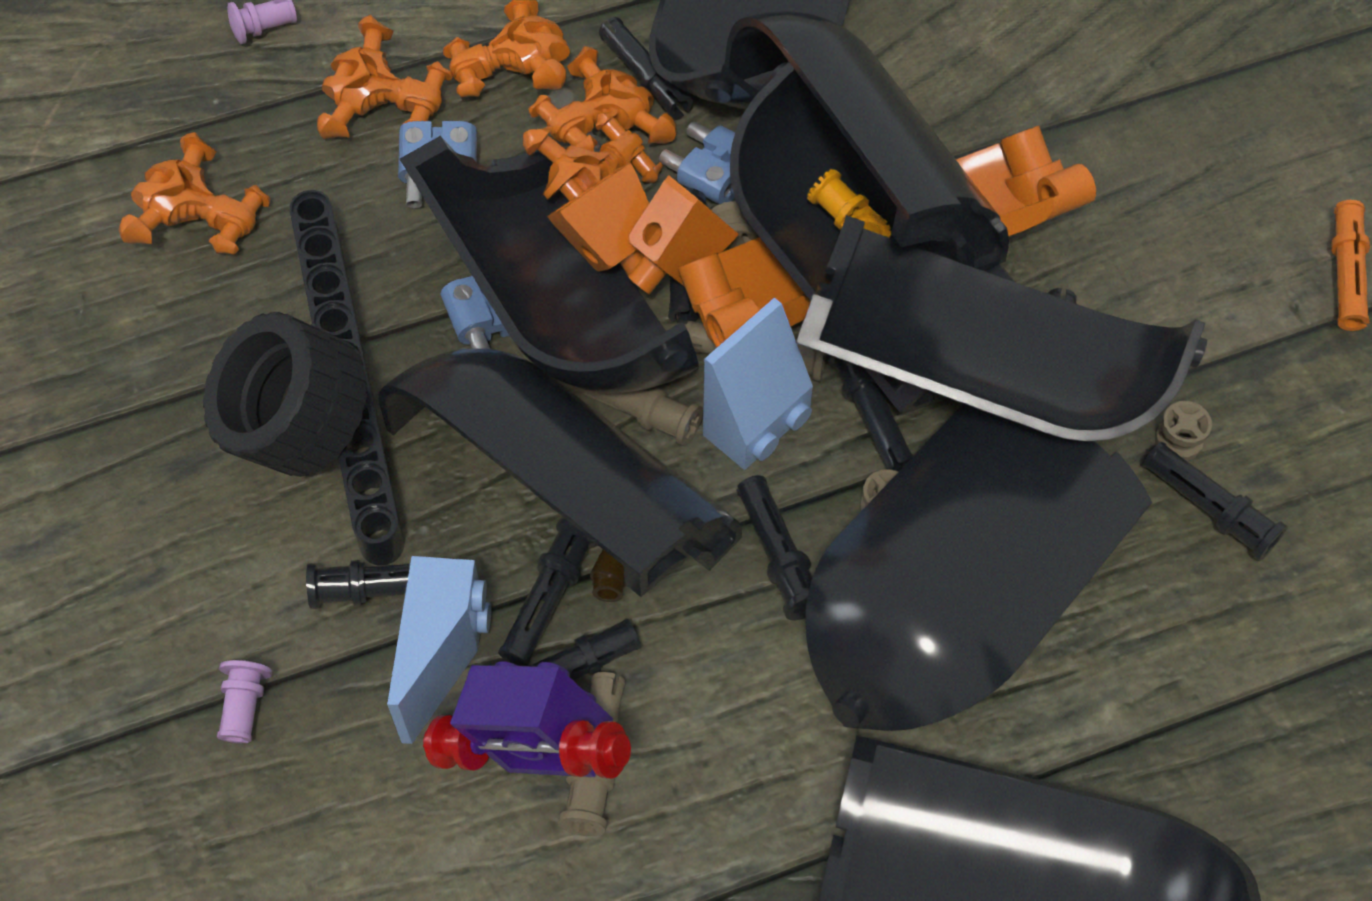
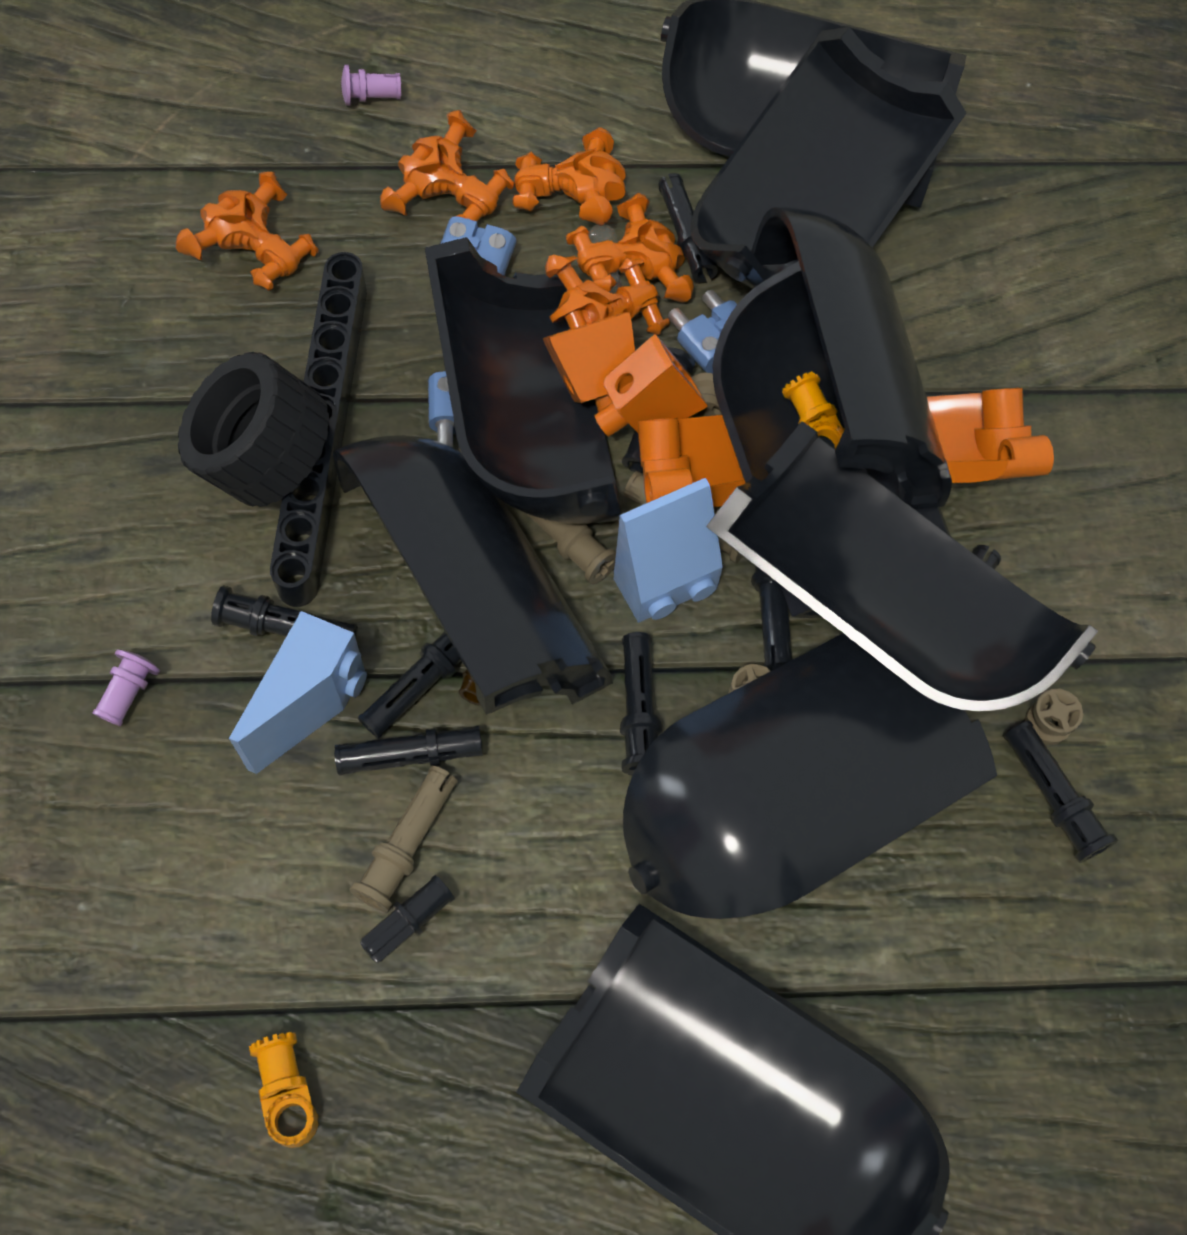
camera: 15 degrees right, 5 degrees up
(528, 724) = (352, 795): dark purple brick -> none
(627, 832) = (406, 919): none -> black axle

